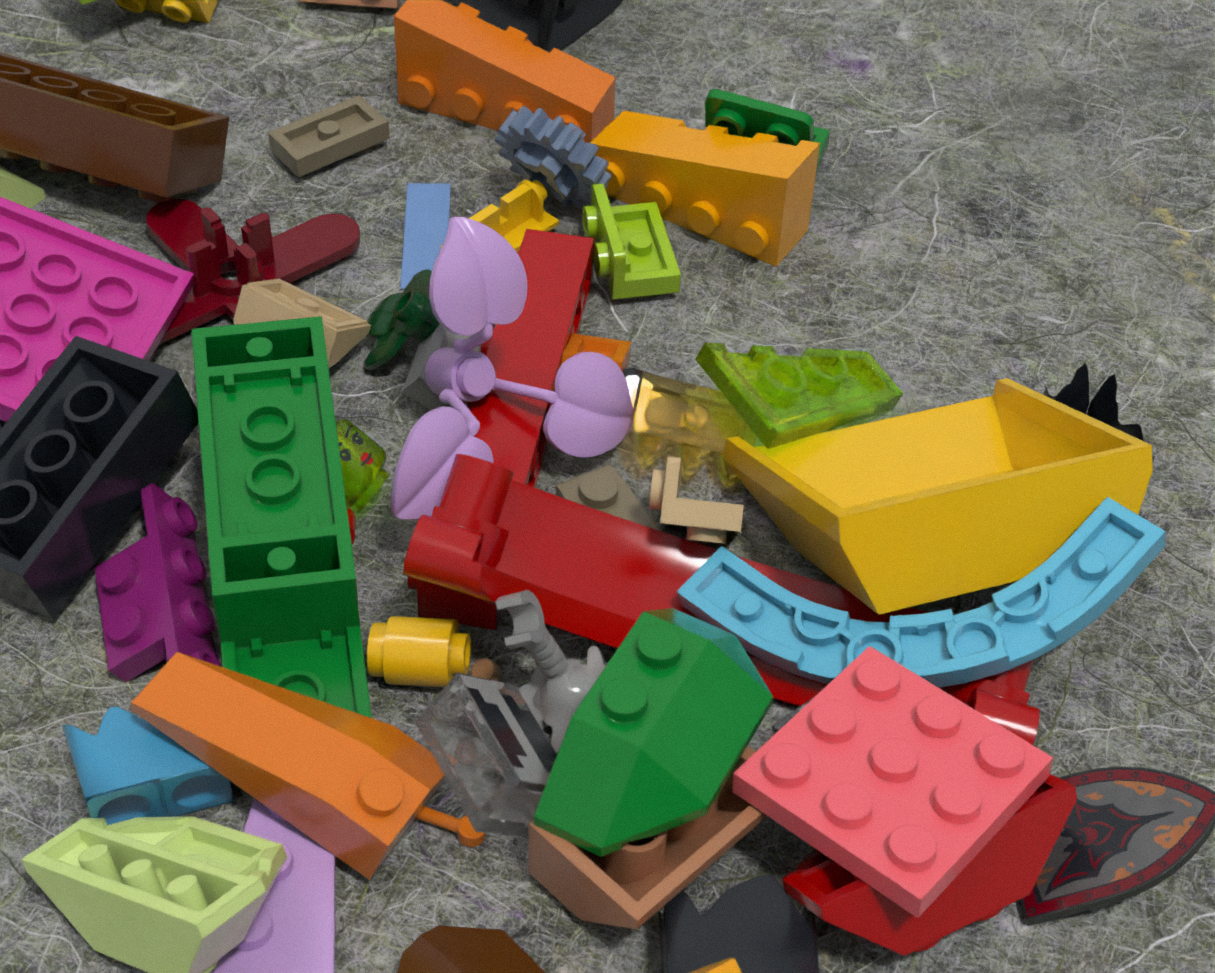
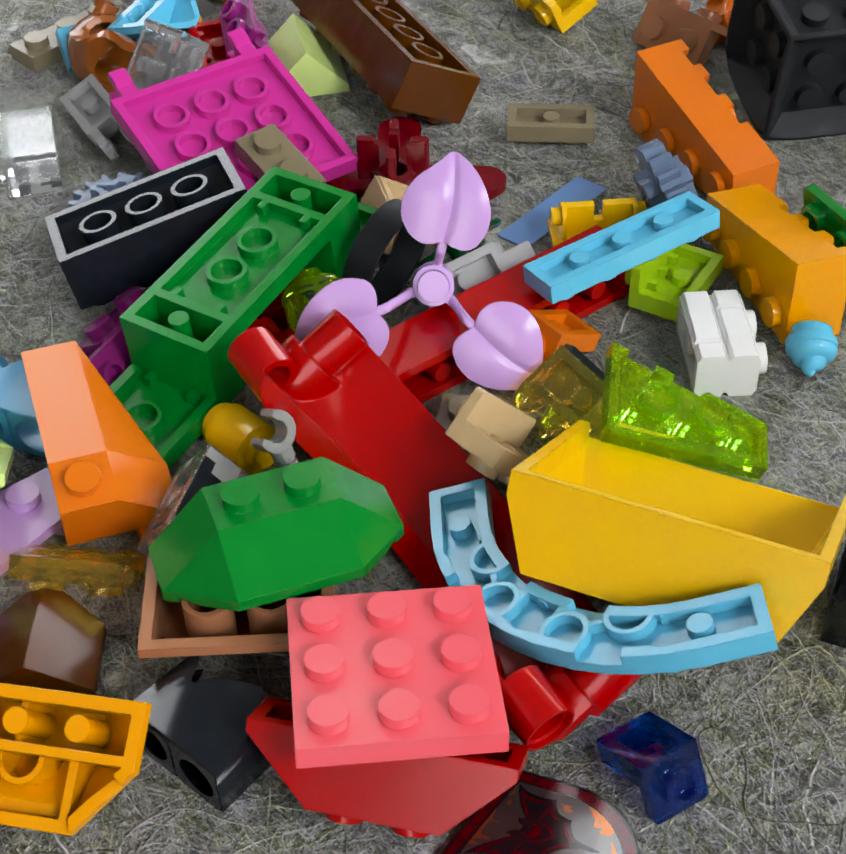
camera: 45 degrees right, 5 degrees down
(130, 324) = (272, 148): none -> dark tan plate
(366, 365) = (372, 243): none -> black tyre
(423, 889) = (56, 565): none -> clear yellow plate
(598, 242) = (621, 247): none -> medium azure plate
(741, 293) = (720, 343): none -> white brick
(816, 256) = (811, 346): none -> medium azure plate
(1098, 707) = (658, 761): none -> clear blue bracket

